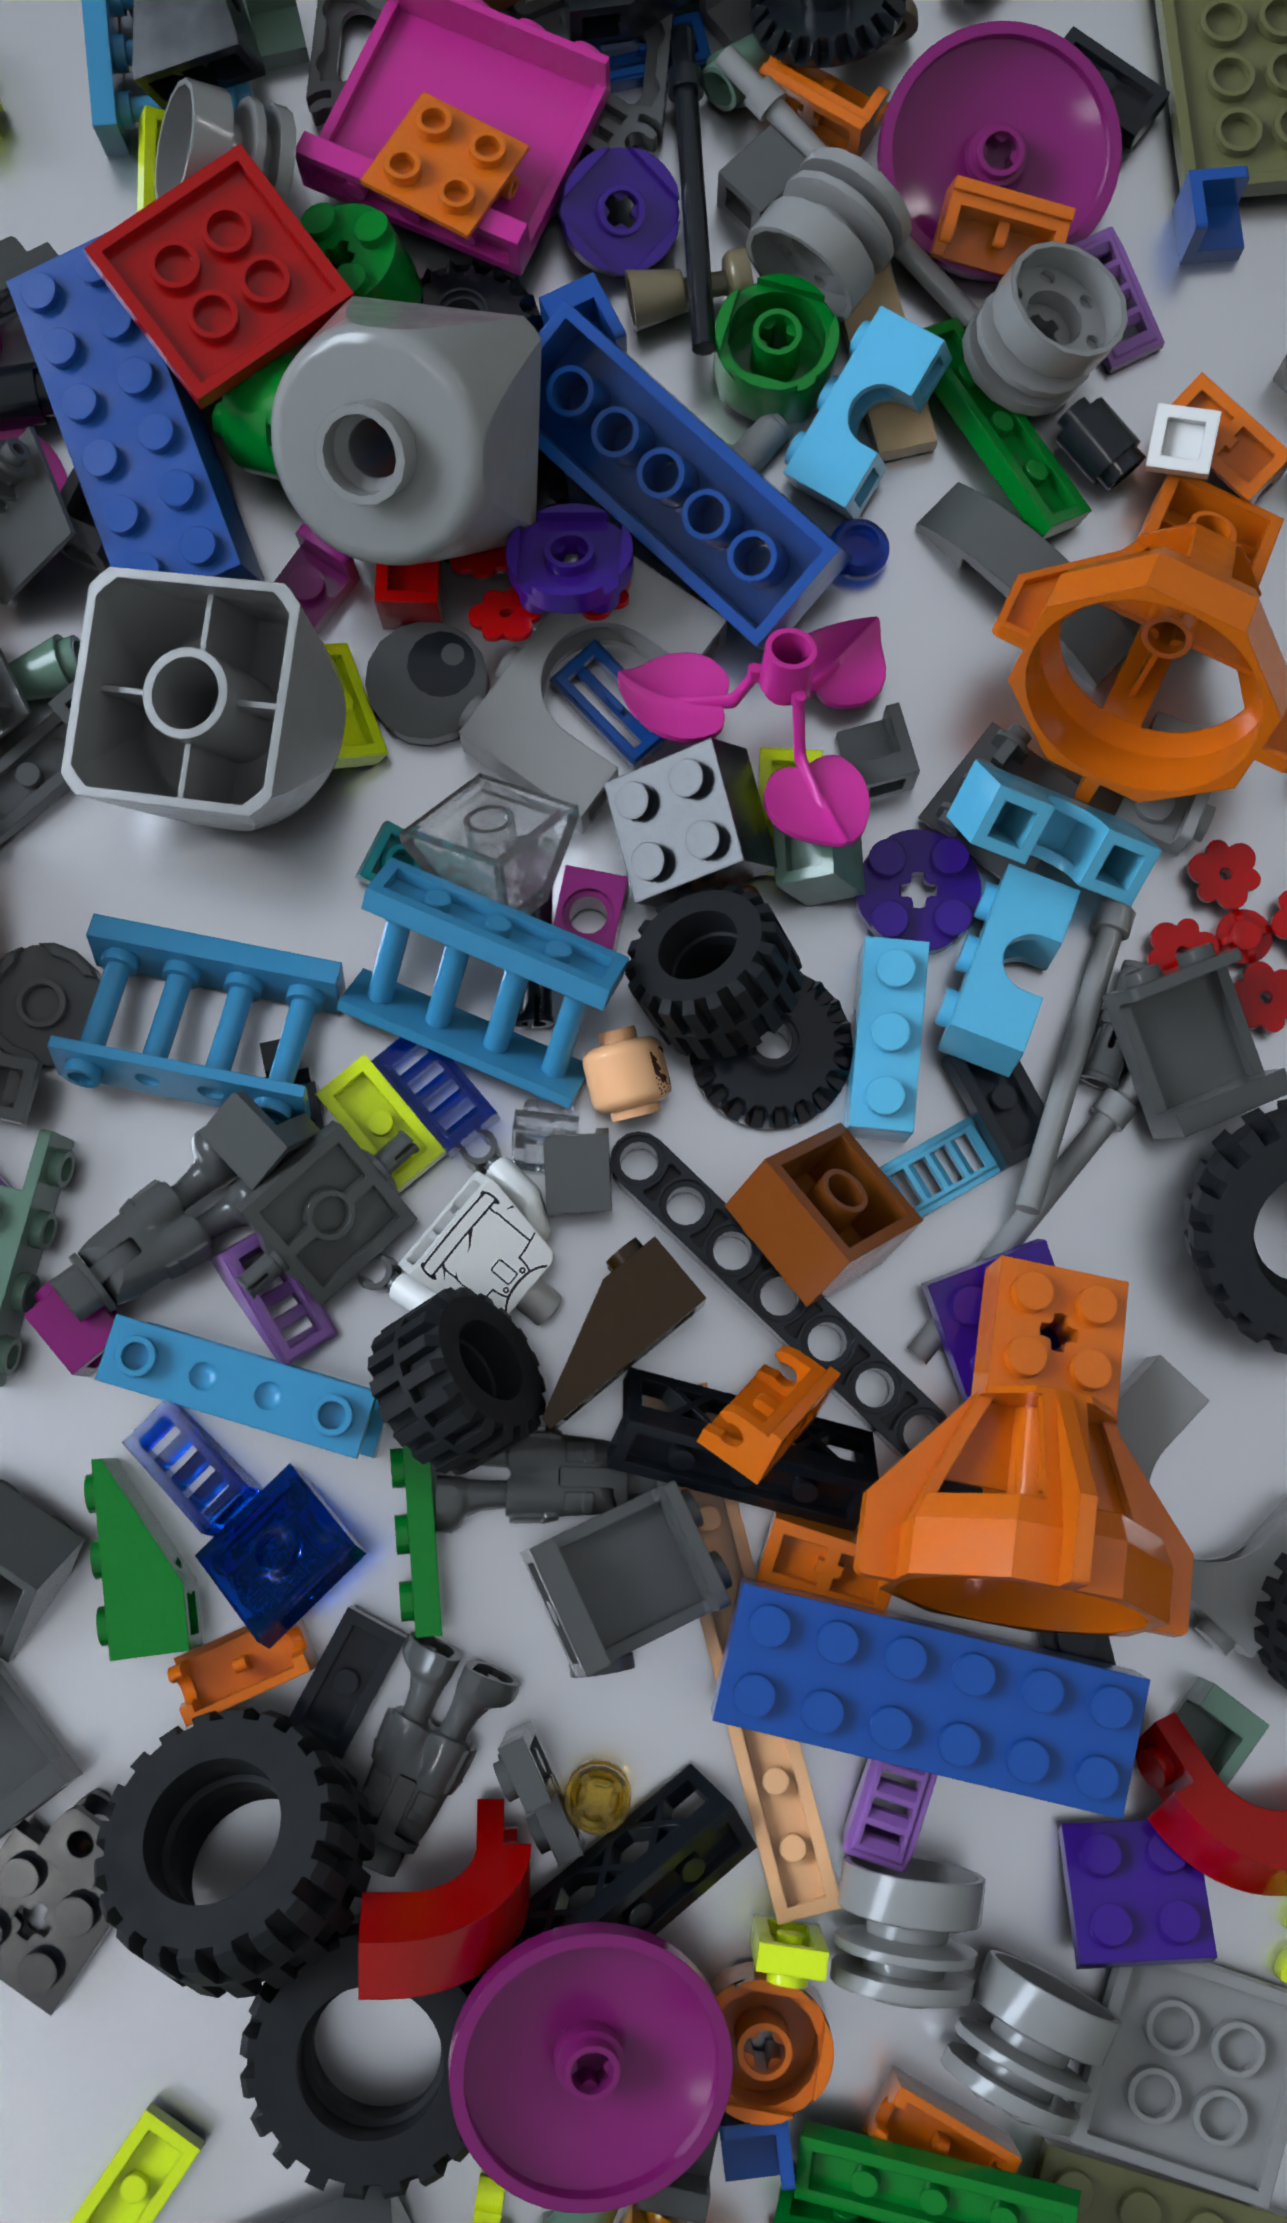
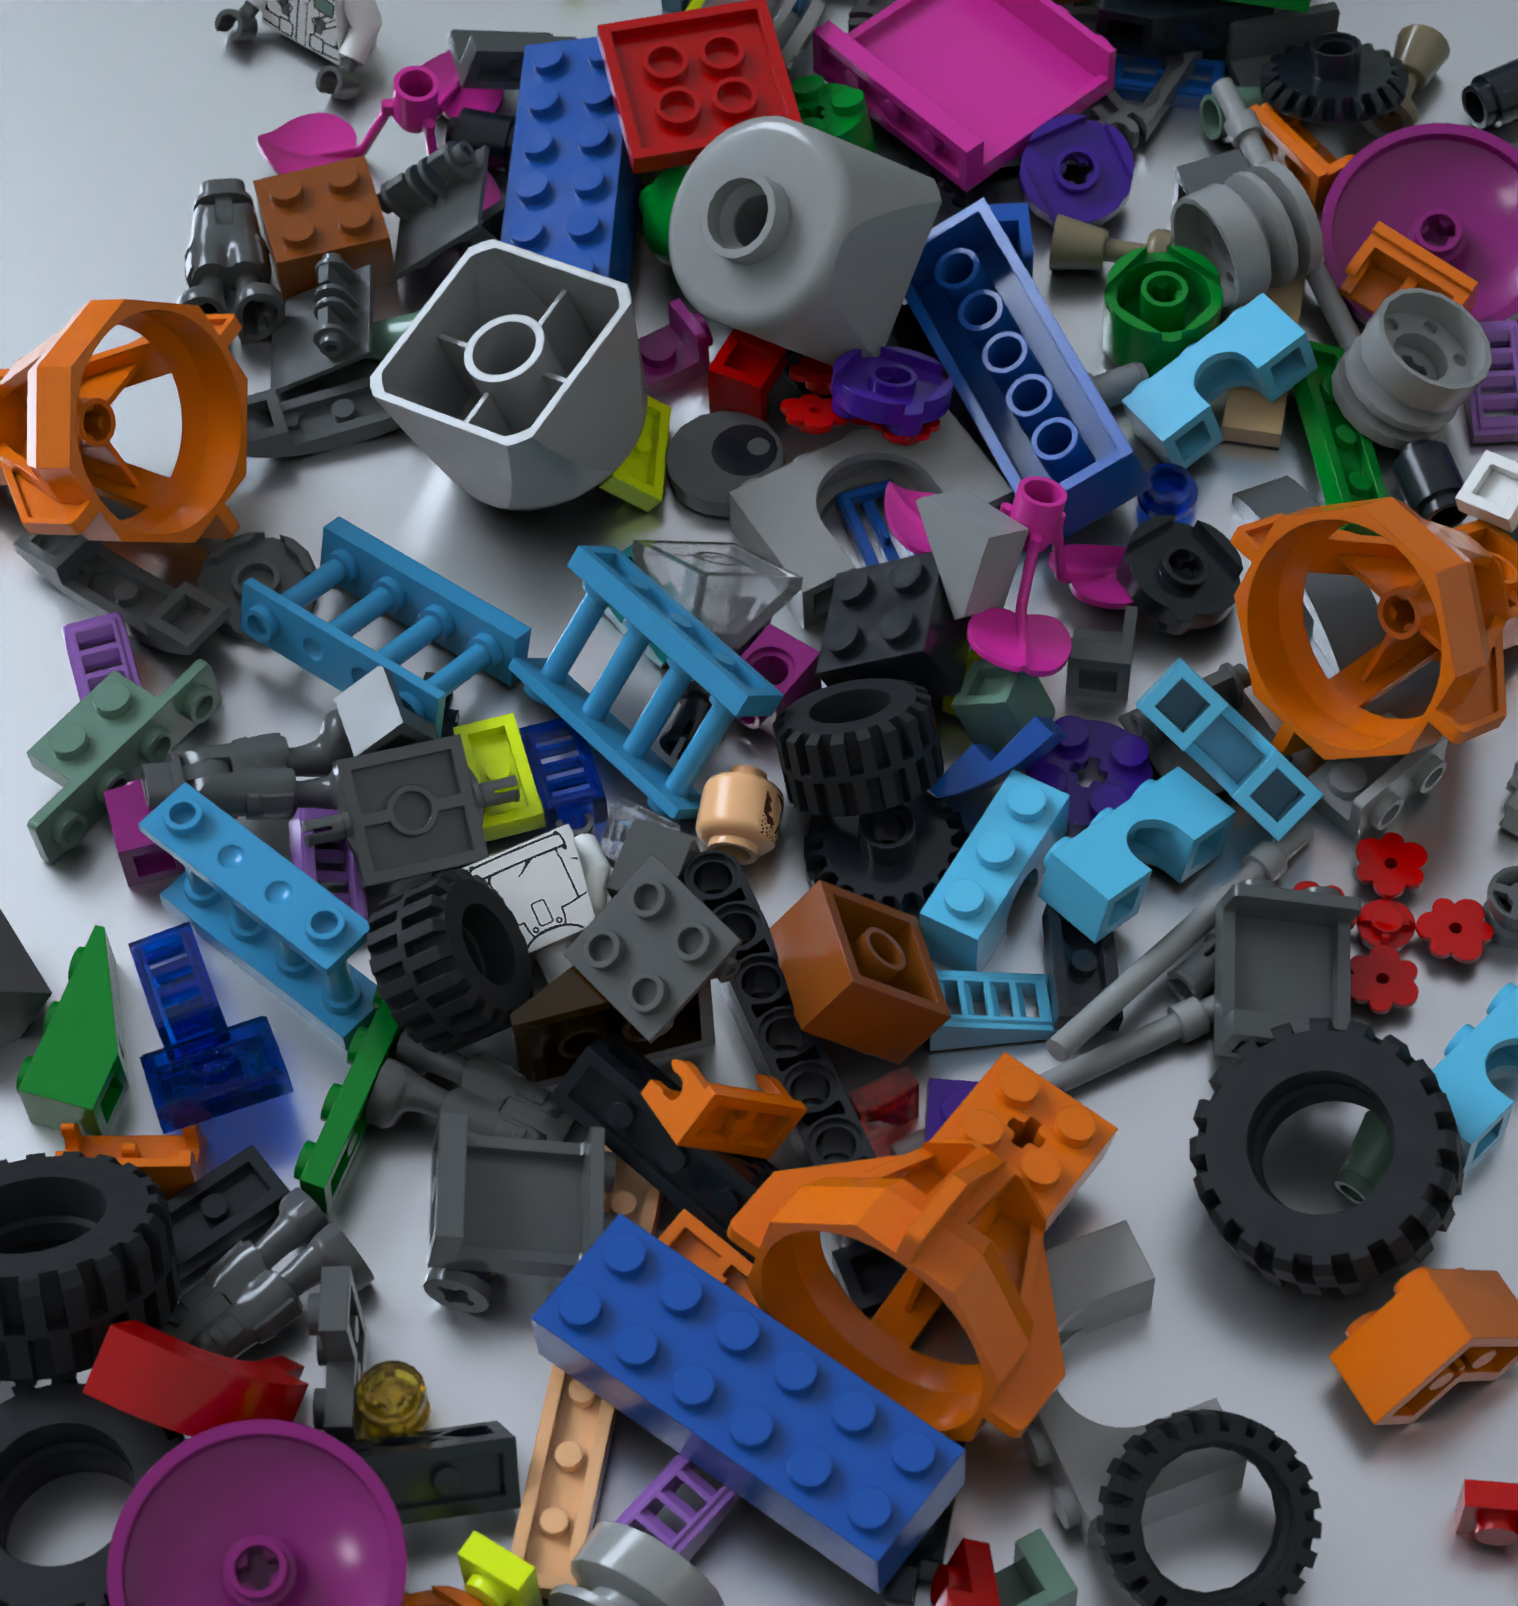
camera: 25 degrees right, 25 degrees down
(446, 165) = (937, 81): orange hinge -> none
(649, 1306) = (654, 948): none -> dark grey hinge
(686, 91) = (1179, 109): black bar -> none
(738, 725) = (972, 549): none -> light grey slope
(834, 935) = (984, 768): none -> blue slope
(894, 1318) = (887, 1102): none -> clear red tile
(895, 665) = (1163, 595): none -> black plate

